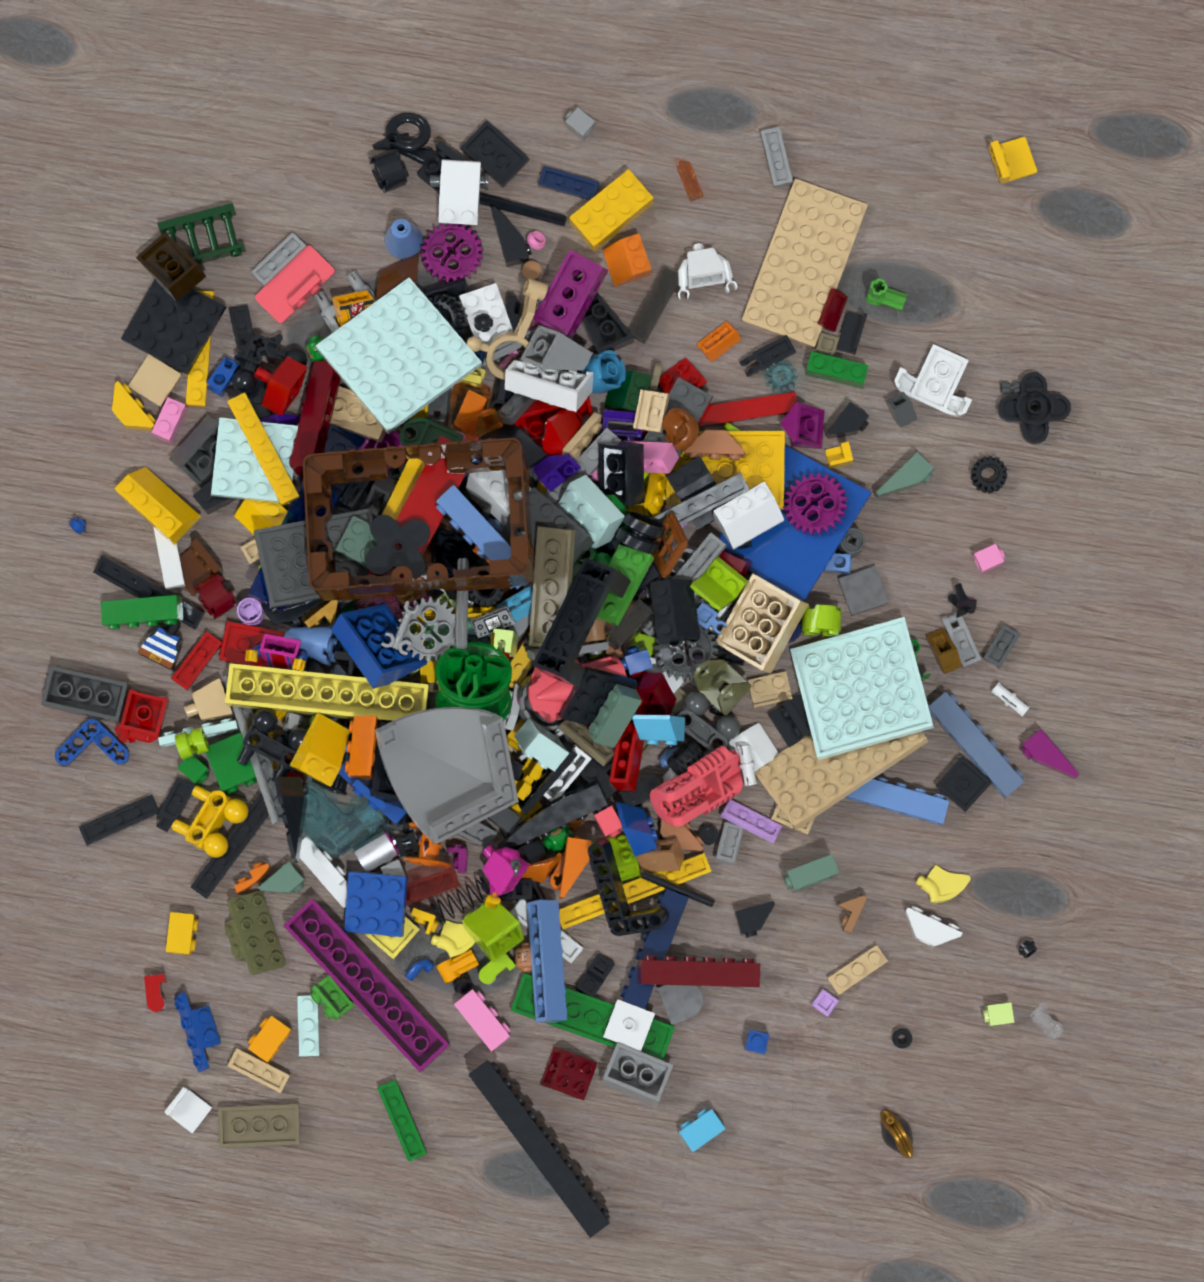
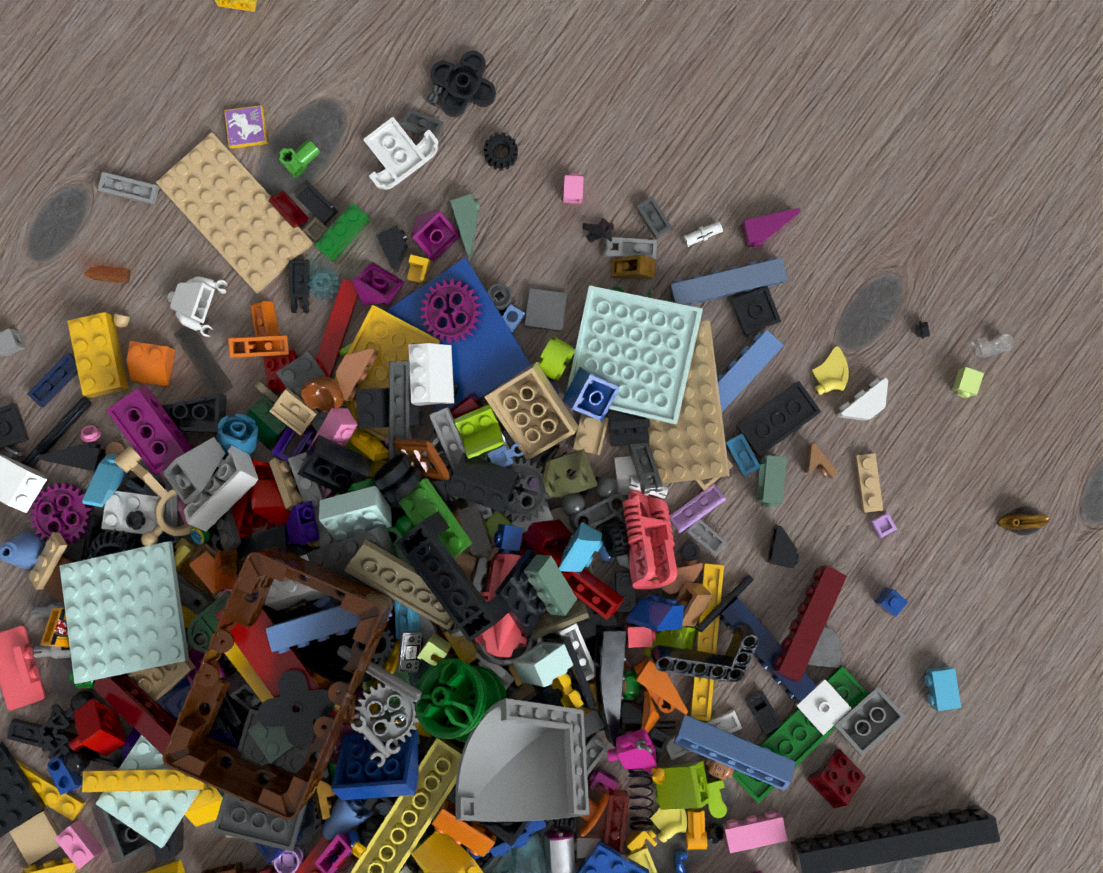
camera: 65 degrees left, 5 degrees up
(405, 263) = (47, 561): none -> tan plate
(497, 385) = (199, 536): none -> tile
(504, 278) = (104, 482): none -> medium azure slope
(653, 213) = (121, 320): none -> tan hinge
(694, 348) = (258, 346): none -> orange slope
(764, 752) = (645, 468): none -> dark grey plate
(805, 668) = (590, 394): none -> blue slope
(822, 838) = (742, 454): none -> dark azure plate
(873, 855) = (778, 418): none -> black plate
(879, 452) = (433, 233): none -> magenta slope
(889, 232) = (246, 127): none -> tile
(902, 409) = (406, 195): dark grey brick -> none
(906, 1033) = (951, 475): black plate -> none
(976, 389) = (421, 123): none -> dark grey plate

